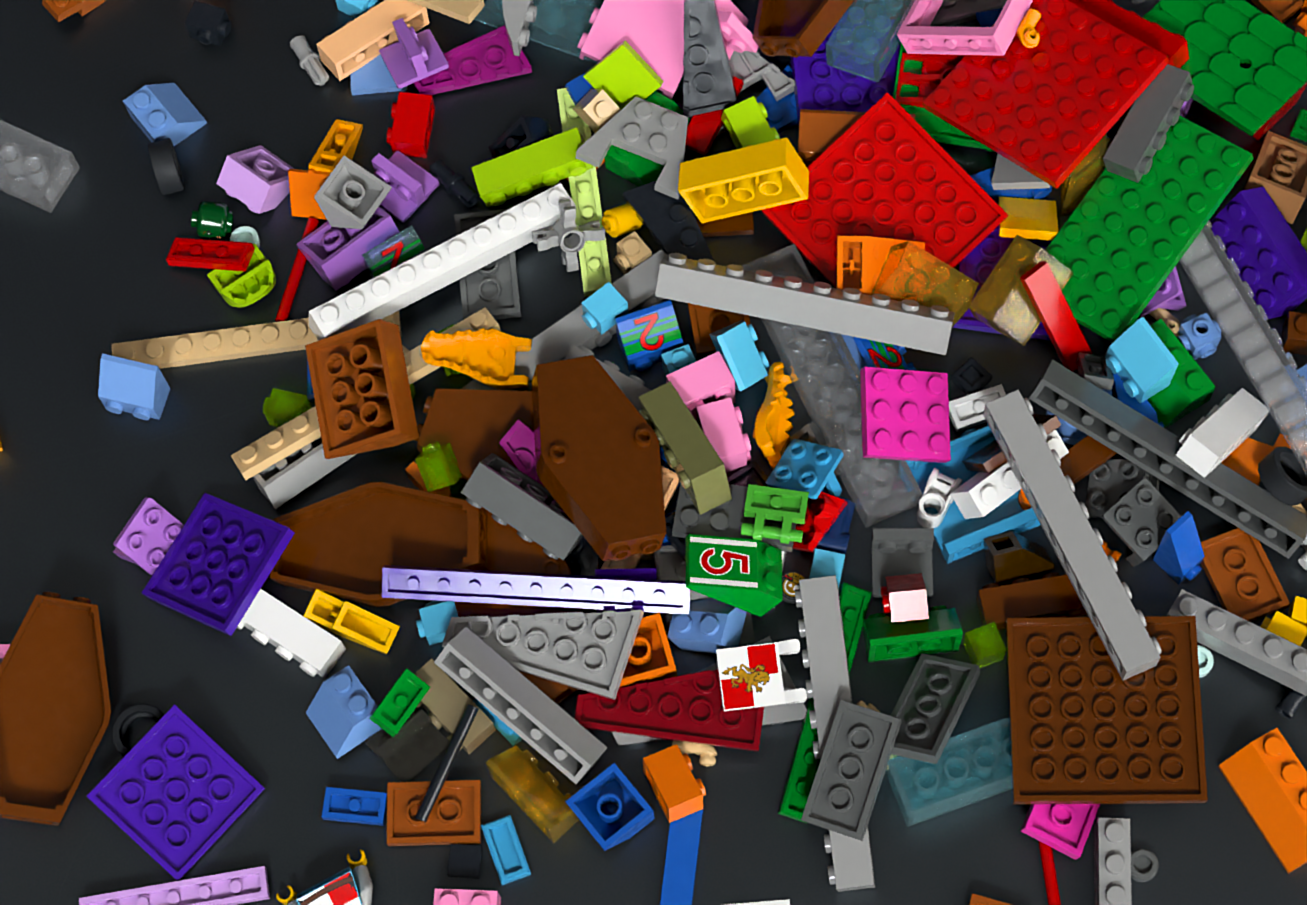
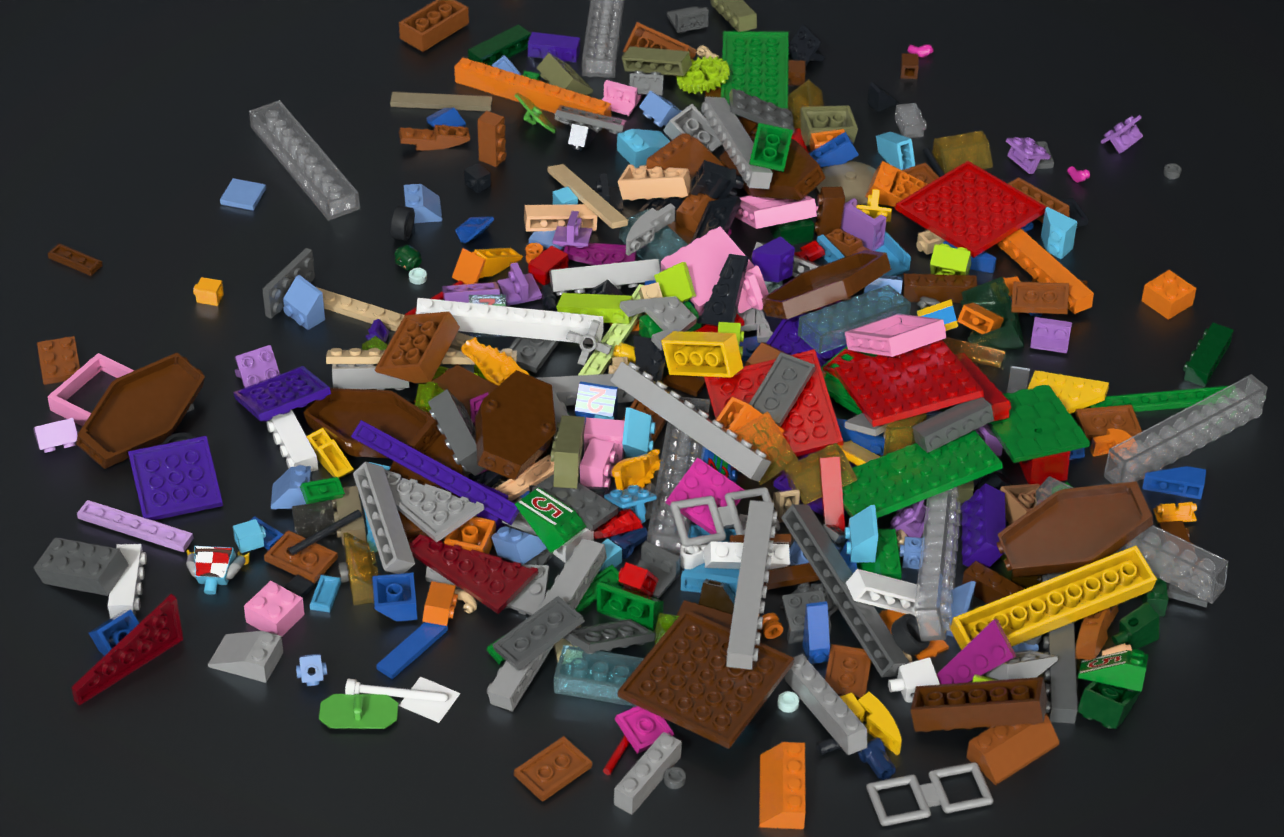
camera: 25 degrees right, 25 degrees down
(86, 365) = (277, 288): none -> dark grey plate
(210, 254) = (393, 270): red tile -> none
(247, 287) = (403, 288): lime slope -> none
(255, 178) = (443, 249): lavender slope -> none
(264, 115) = (473, 228): none -> blue slope
(265, 373) = (378, 329): none -> dark purple tile
(309, 60) = (517, 216): light grey axle -> none
(350, 195) = (486, 271): light grey slope -> none
(350, 830) = (249, 535): none -> medium azure brick
(381, 107) = (533, 250): none -> orange wheel
(504, 103) = (589, 277): none -> brick
(509, 804) = (344, 574): none -> dark grey tile
(603, 308) = (578, 373): medium azure brick -> none
(753, 676) = (522, 572): flag -> none
(775, 505) = (595, 497): bright green plate -> none
(883, 181) = (782, 387): none -> dark grey plate
(948, 436) = (722, 517): none -> light grey bar
(994, 350) = (784, 499): none -> tan slope
(1026, 29) = (915, 353): light orange arm -> none

